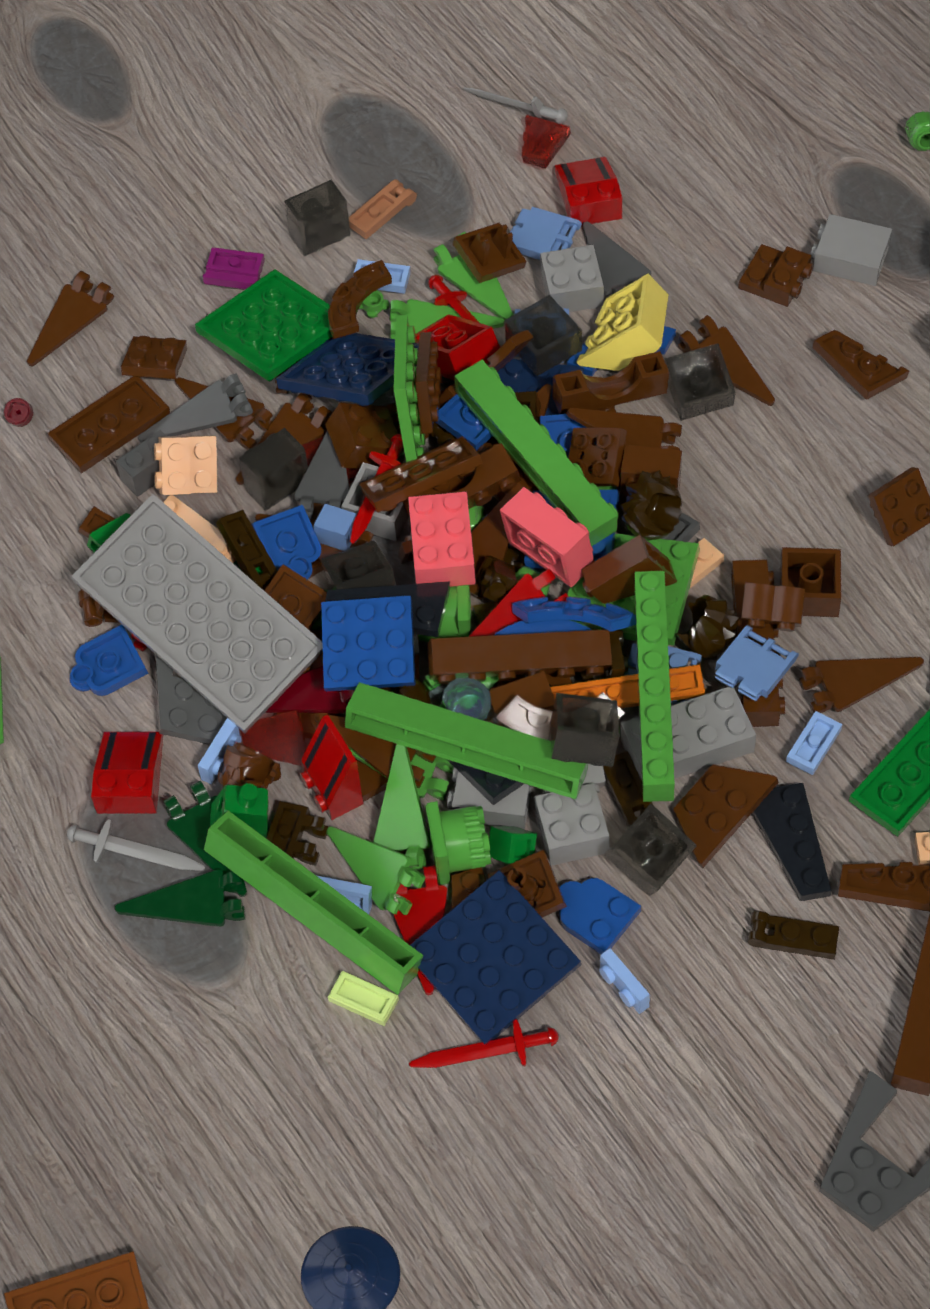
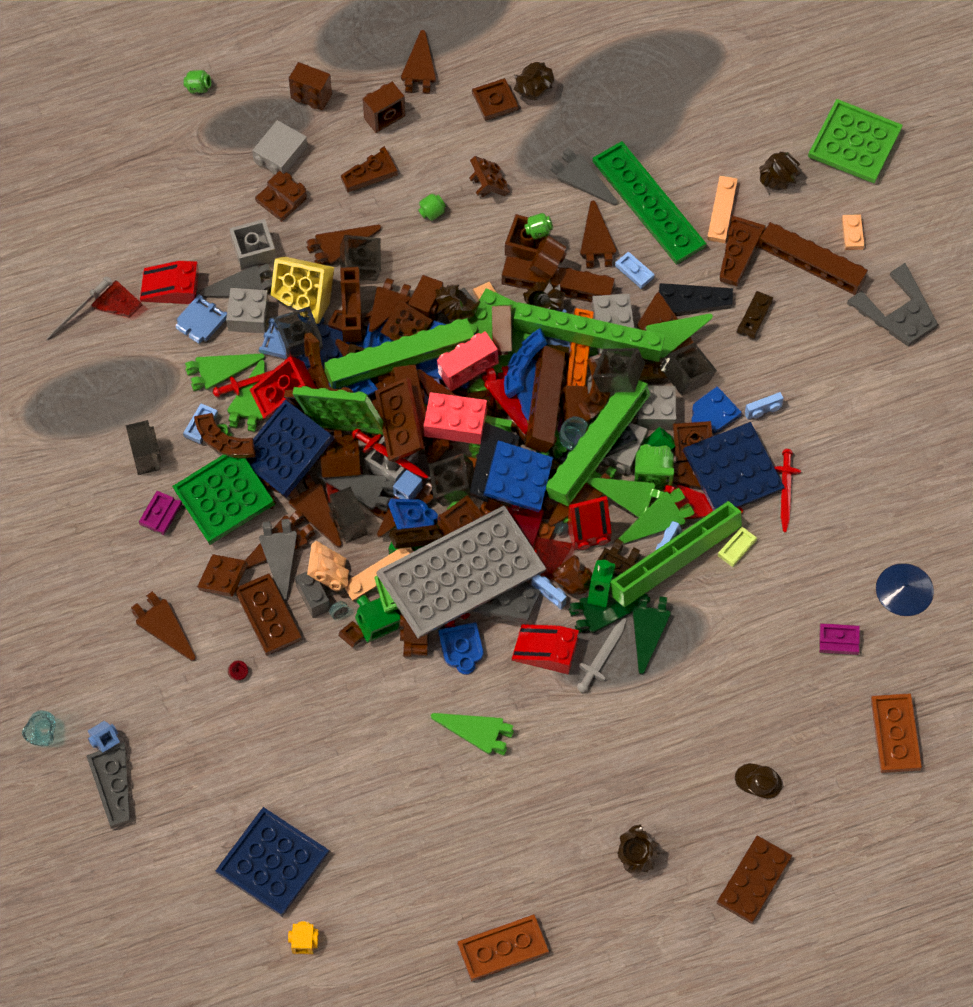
camera: 80 degrees left, 5 degrees up
(130, 500) = (339, 610): none -> clear light blue tile
(229, 1183) = (839, 639): none -> magenta plate
(381, 208) = (139, 408): nougat plate -> none
(489, 252) = (209, 351): reddish brown plate -> none
(678, 255) = (252, 244): none -> light grey brick
(708, 815) = (678, 331): none -> bright green flag
(753, 664) = (583, 280): medium blue plate -> none
(822, 577) = (539, 226): none -> bright green head
(825, 451) = (431, 207): none -> bright green head

